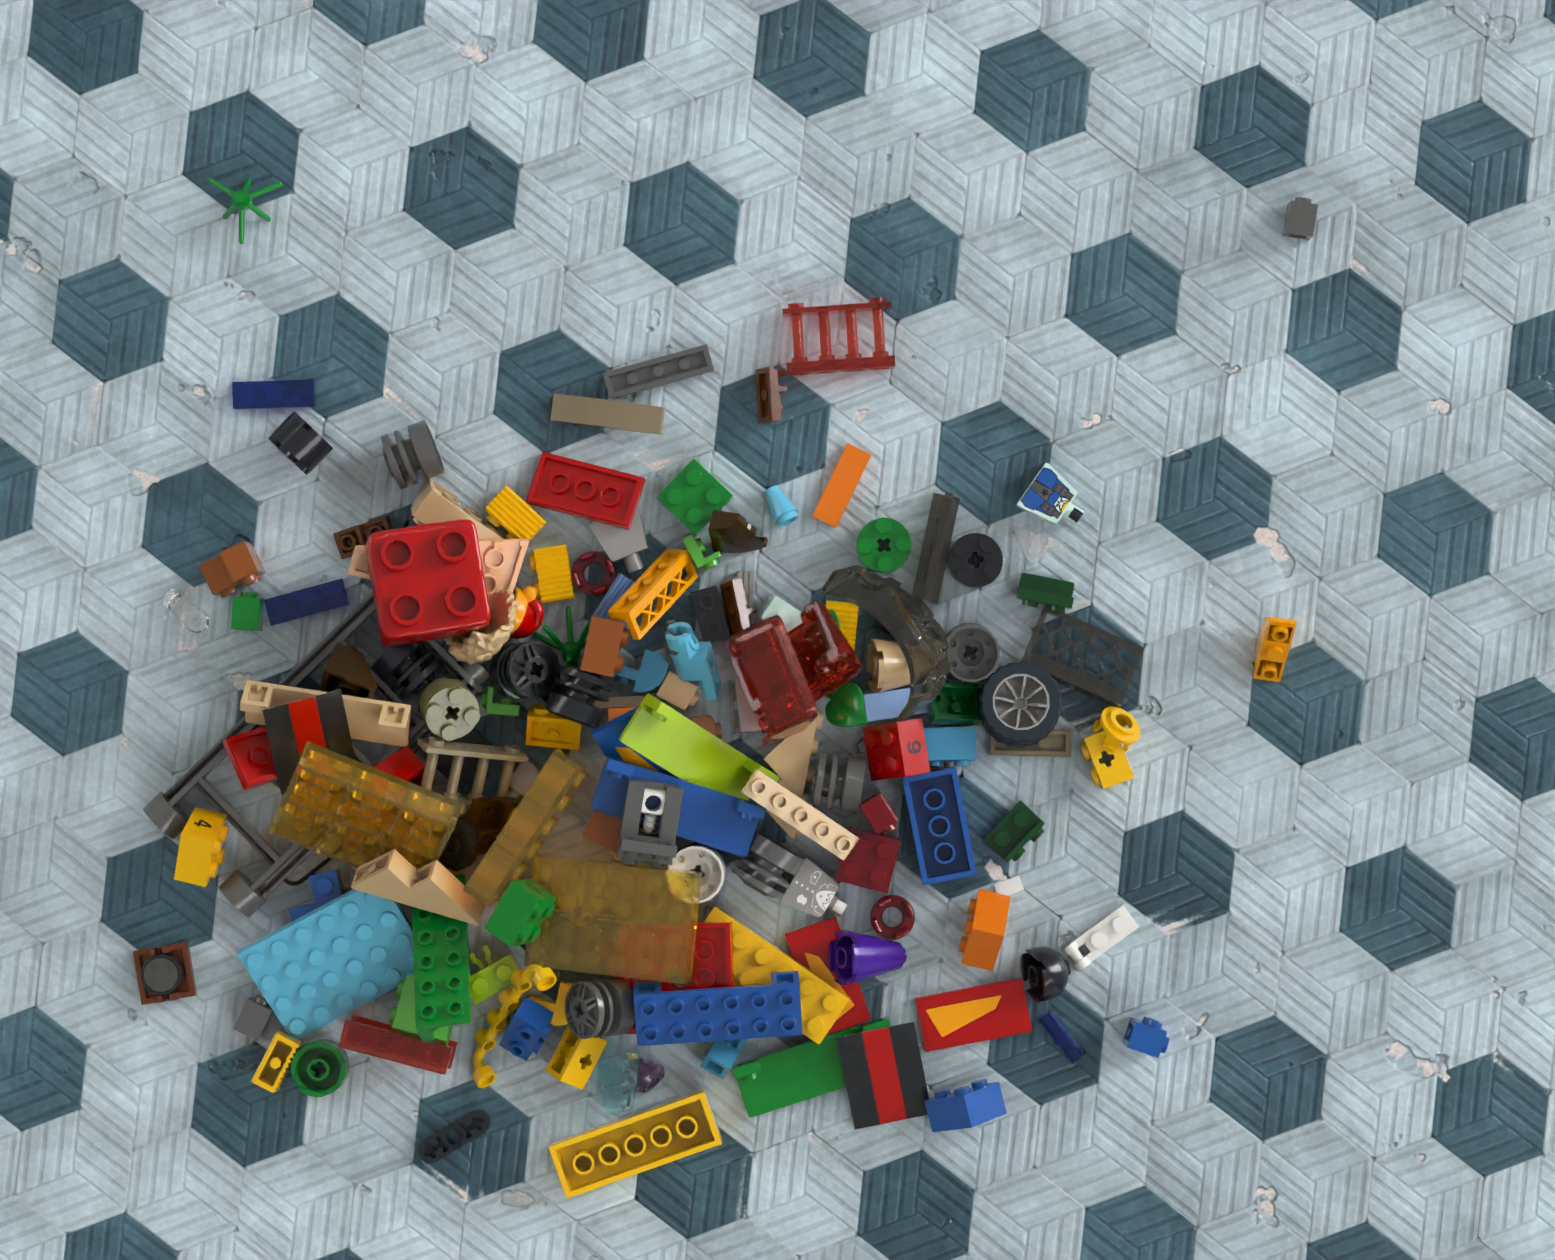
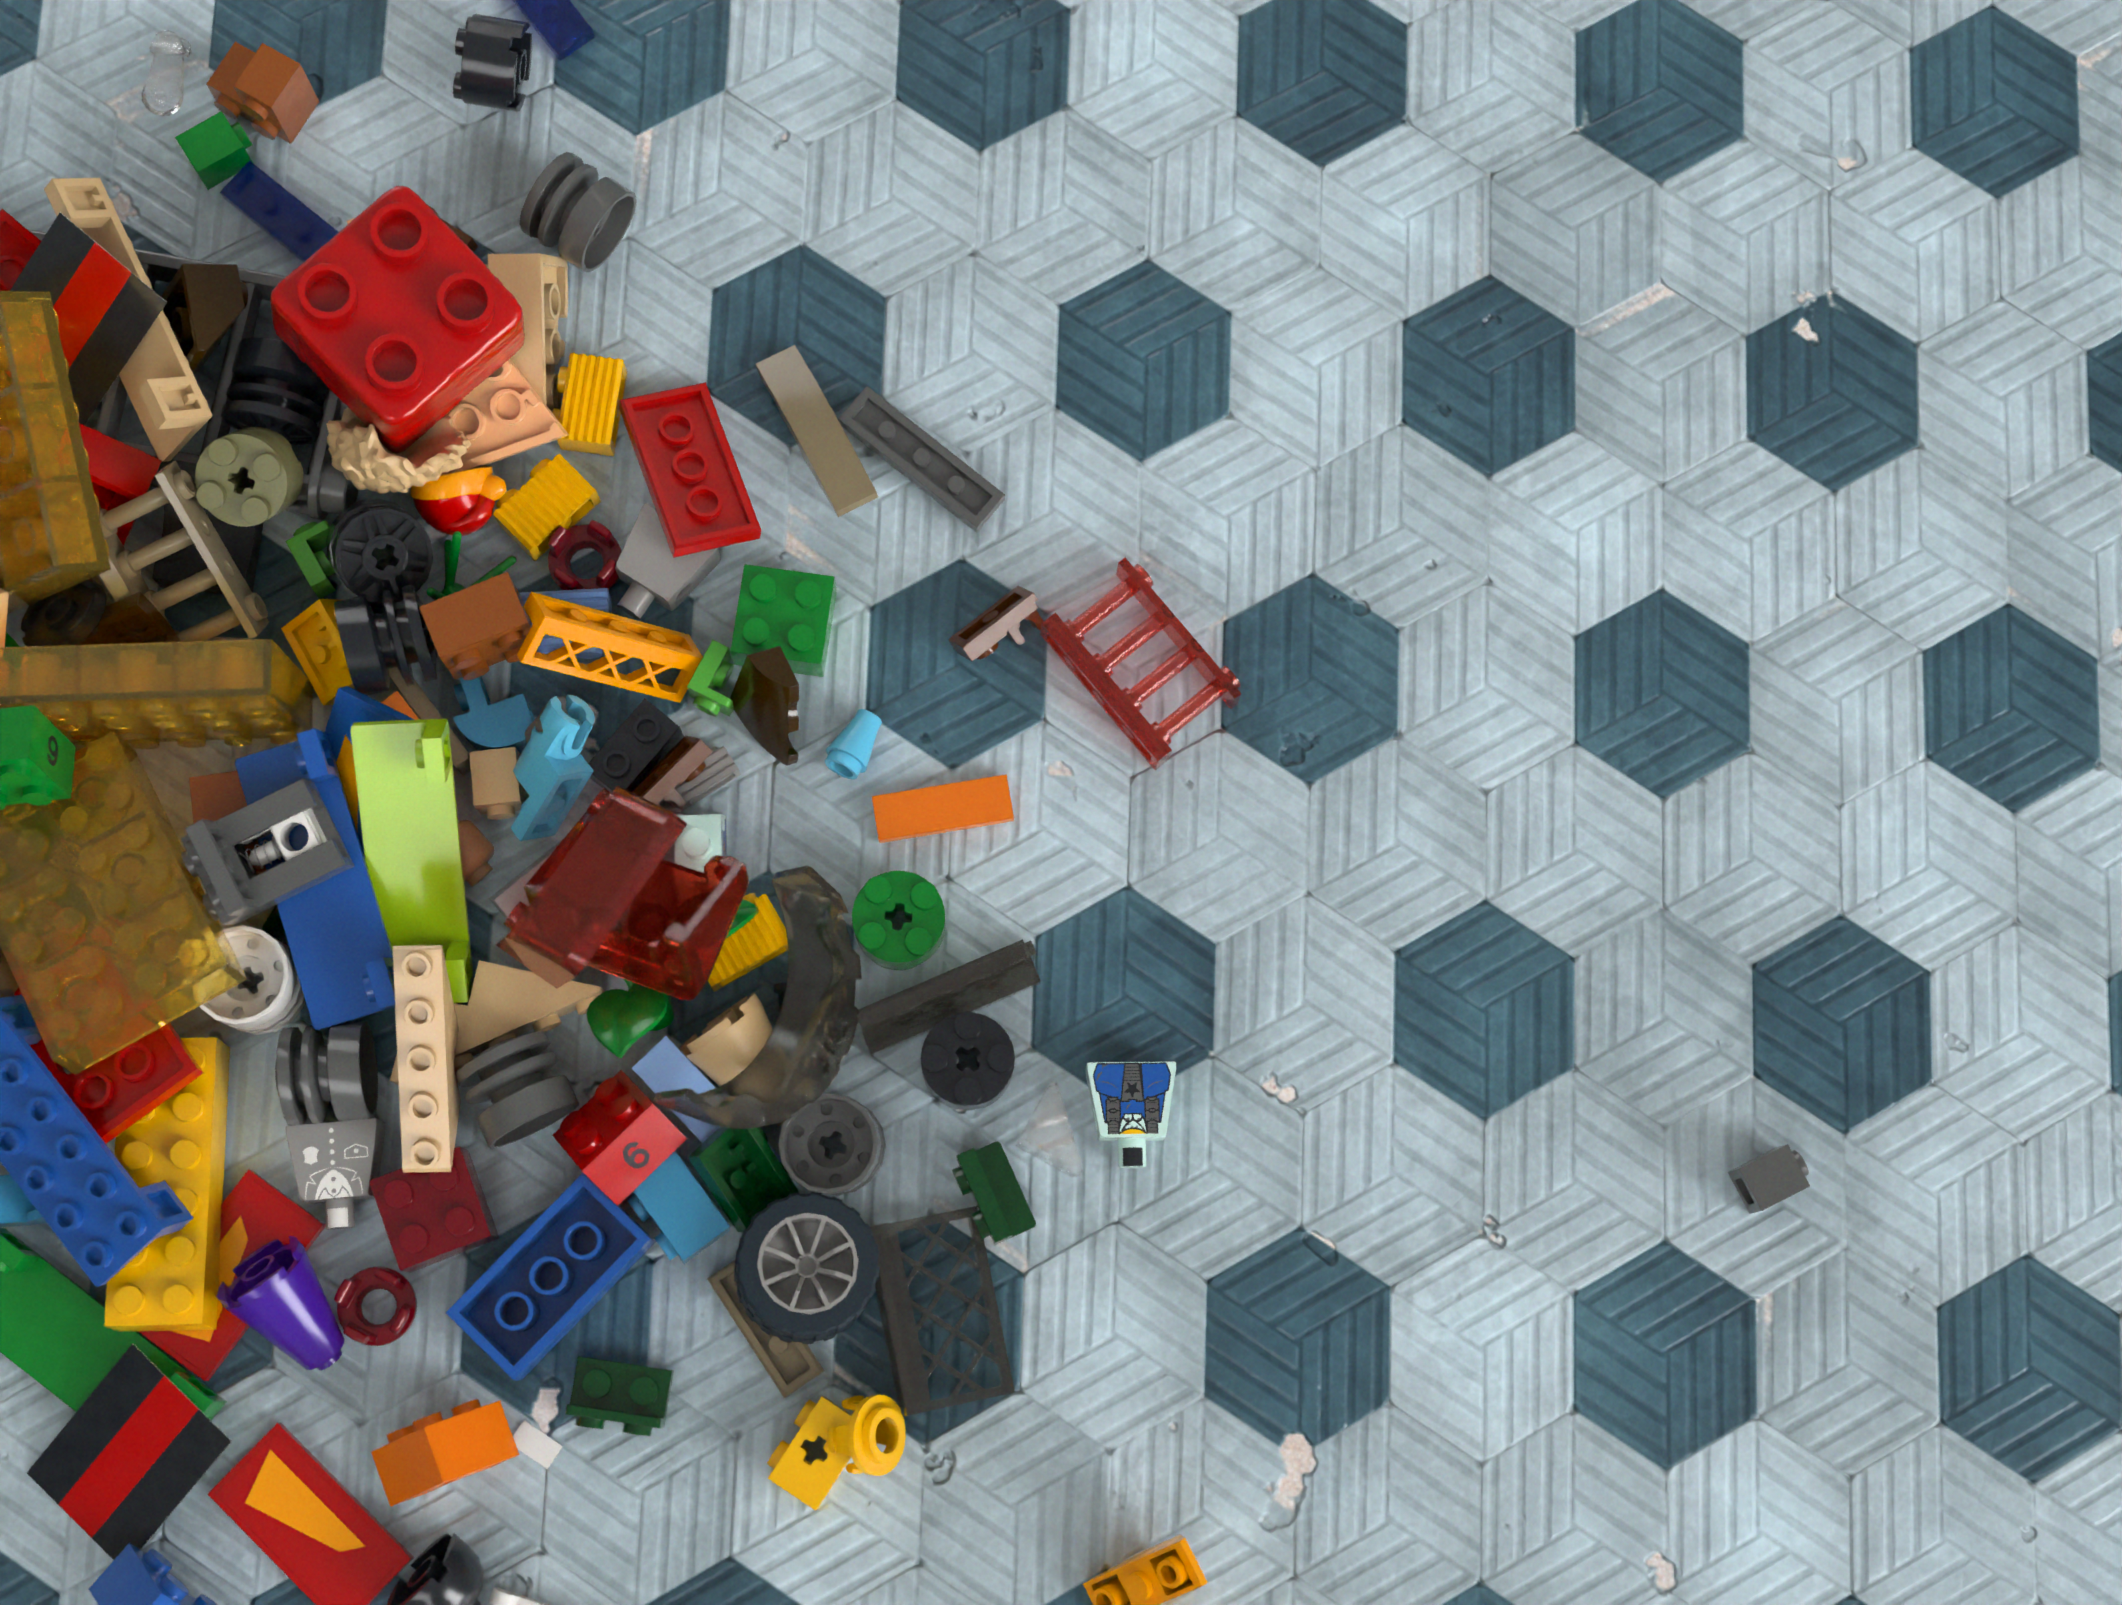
camera: 45 degrees right, 10 degrees down
(879, 814) = (509, 1178): dark red brick -> none

